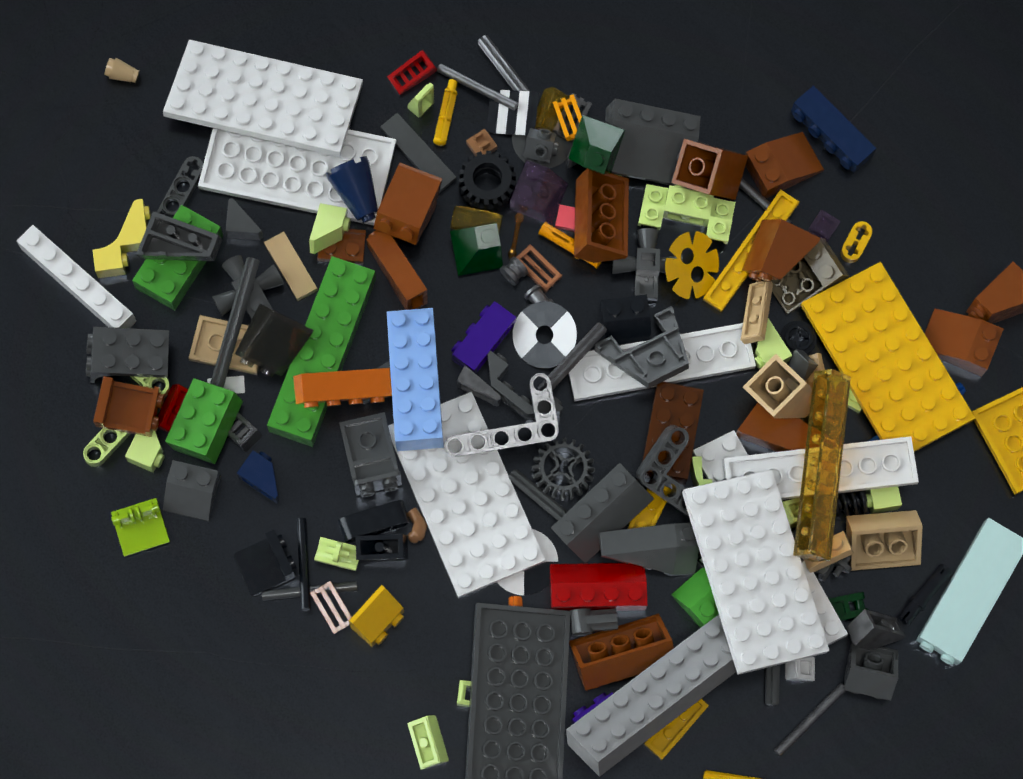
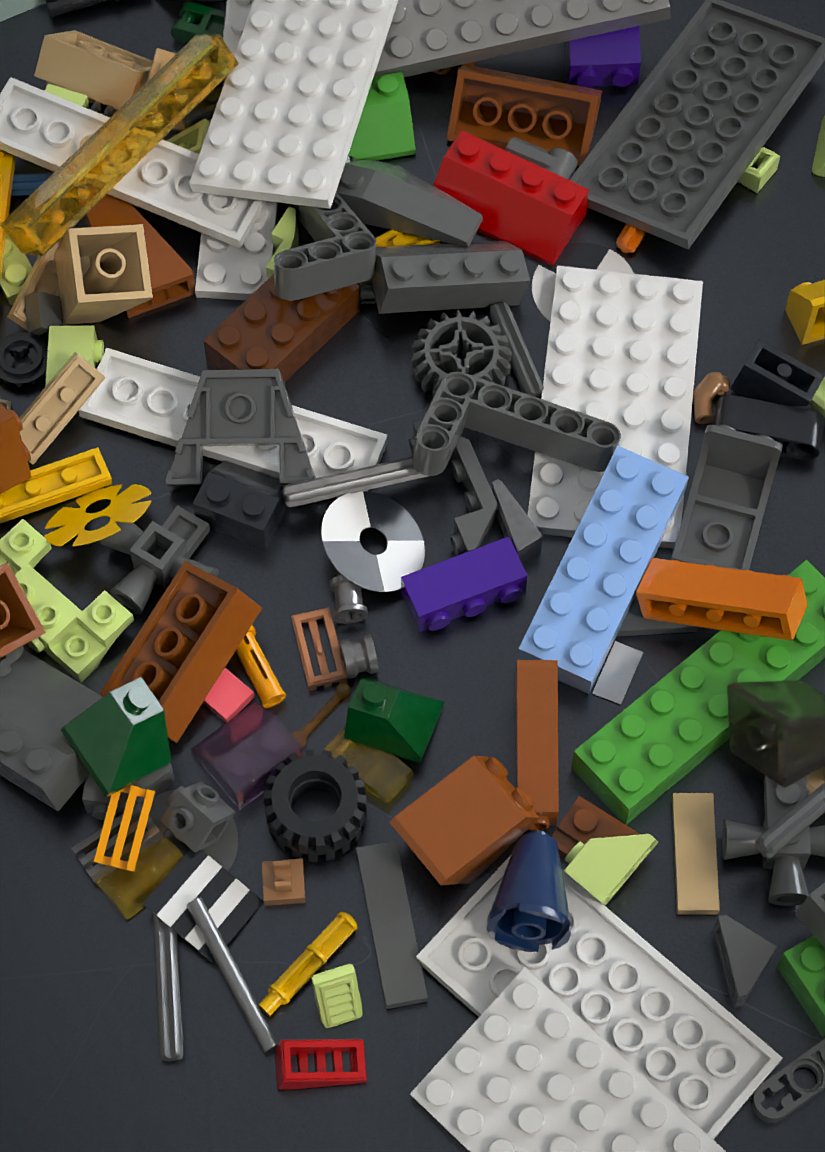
camera: 145 degrees left, 10 degrees down
(379, 341) = (617, 672): none -> white sticker

